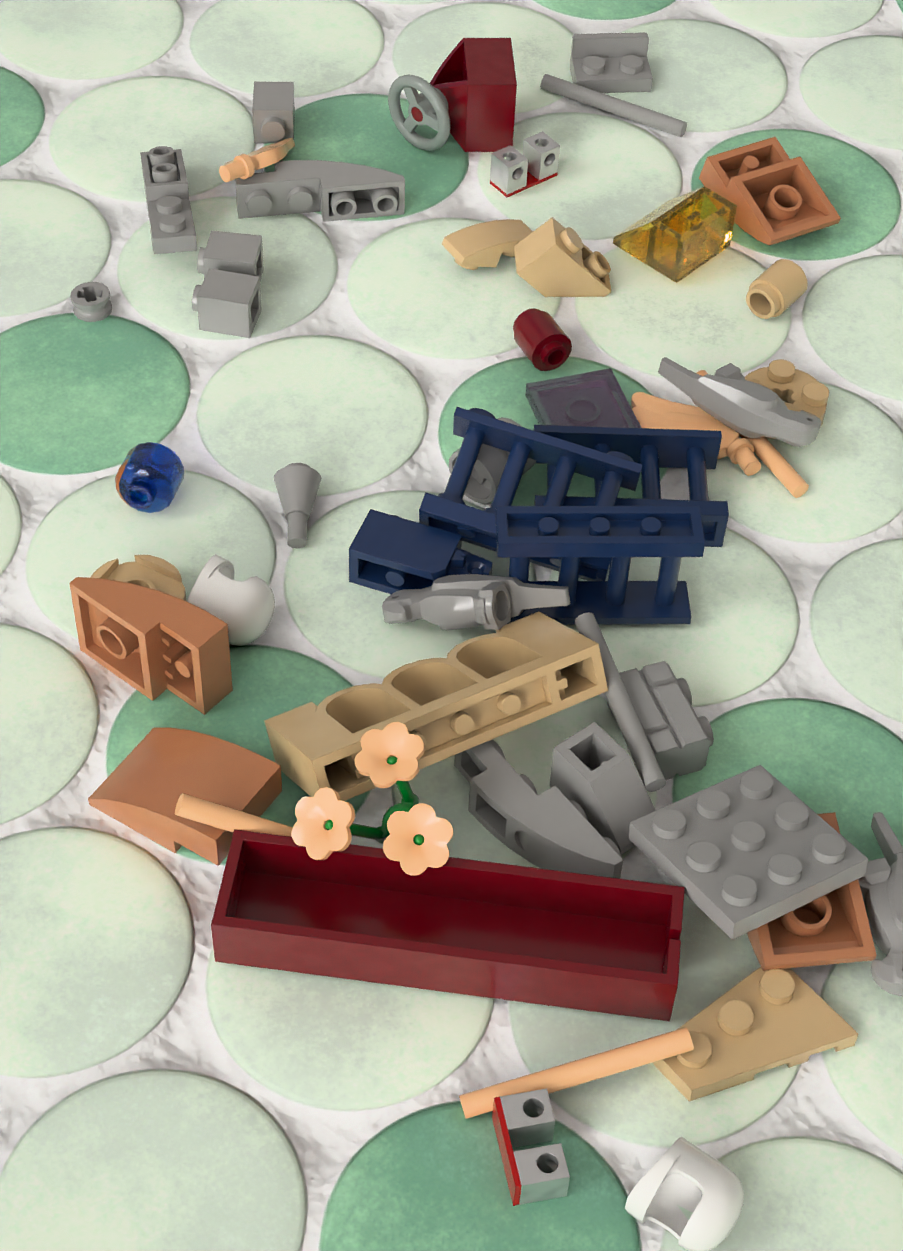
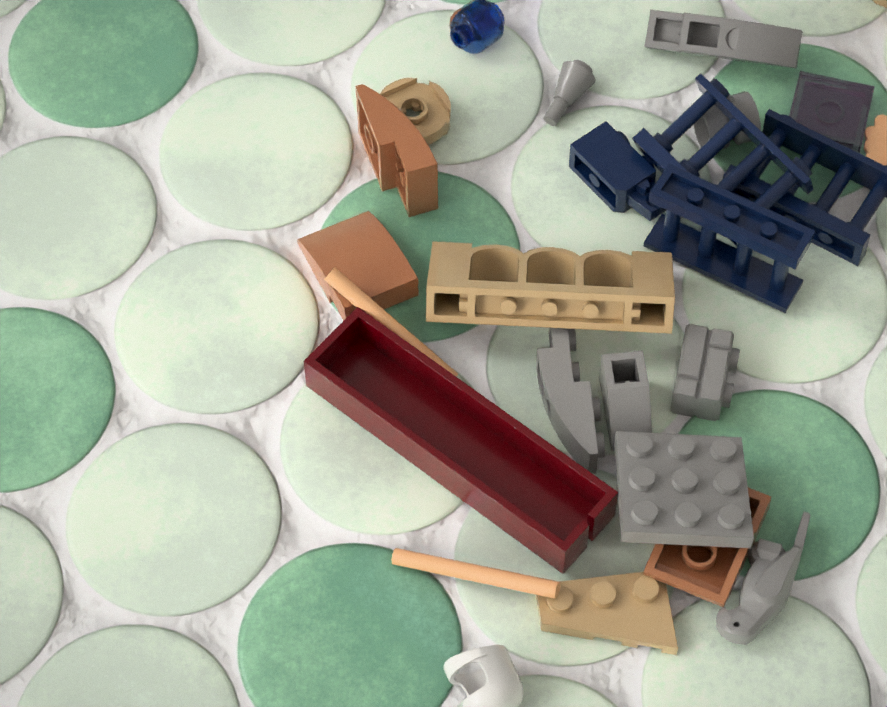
camera: 35 degrees right, 10 degrees up
(241, 604) = (467, 152): white helmet -> none
(408, 829) = (462, 367): light nougat plant -> none
(427, 381) = (723, 38): none -> light grey slope
(471, 601) = (629, 222): light grey animal -> none
(533, 1172) = (415, 586): flat silver piece -> none
(541, 339) = (837, 39): dark red brick -> none
(624, 710) = (676, 345): light grey bar -> none

